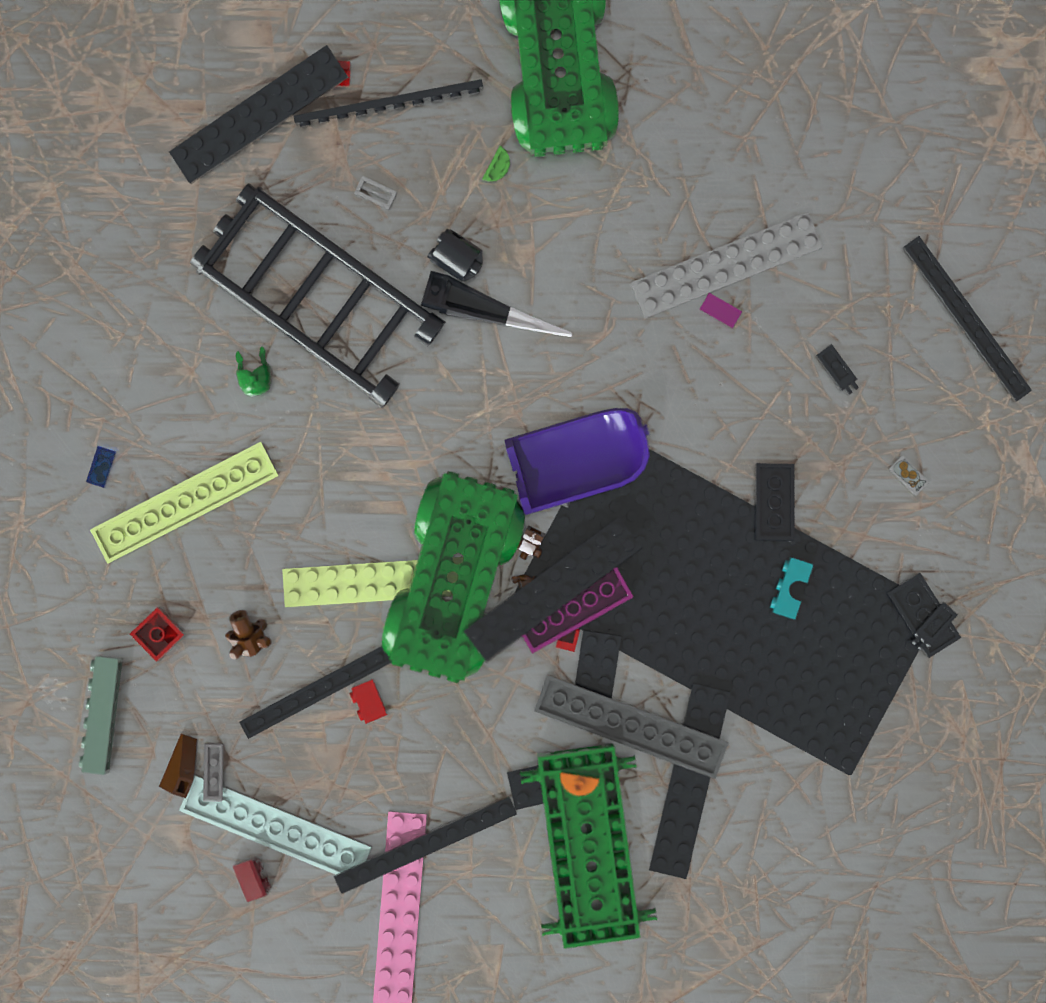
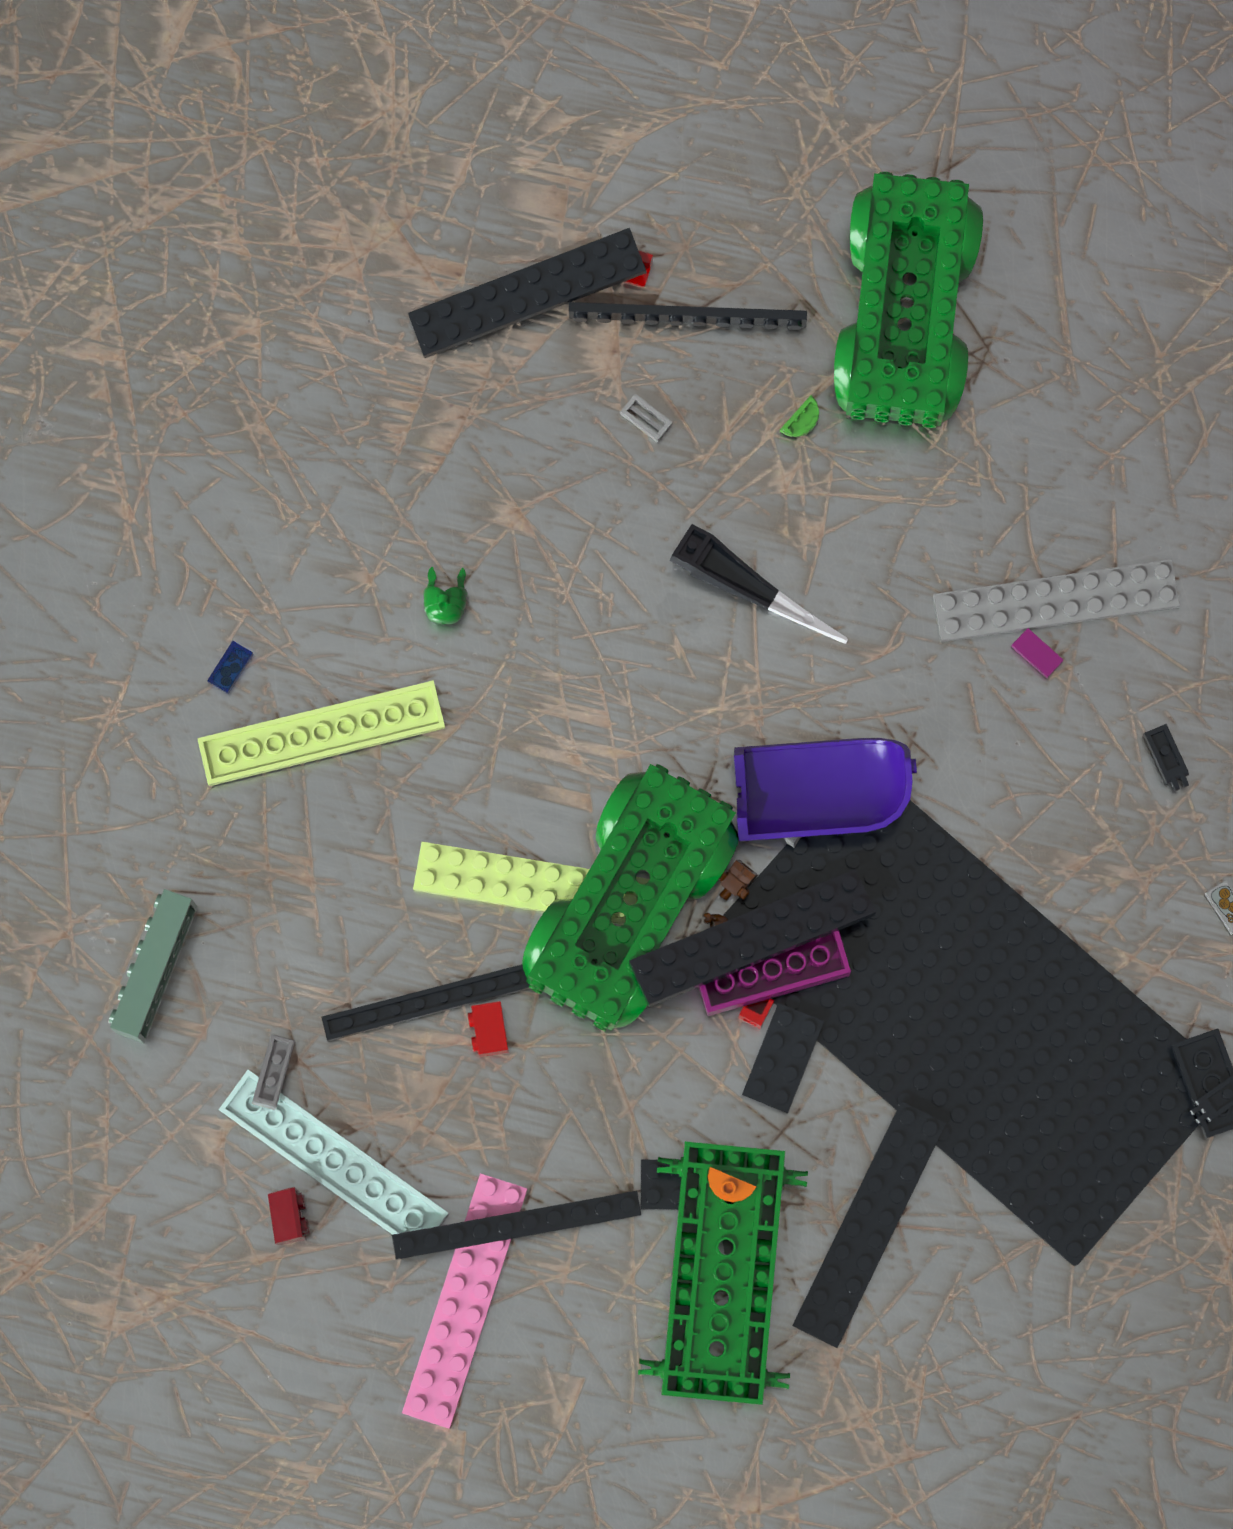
camera: 15 degrees right, 10 degrees down
(157, 634) = (247, 883): red slope -> none
(180, 769) = (234, 1056): reddish brown slope -> none
(228, 228) = (454, 418): black ladder -> none
(247, 637) = (357, 912): reddish brown piece -> none
(457, 255) = (727, 511): black cylinder -> none
(631, 726) = (812, 1135): dark grey plate -> none
(774, 502) = (1053, 900): black plate -> none
(794, 571) = (1039, 1028): teal arch -> none

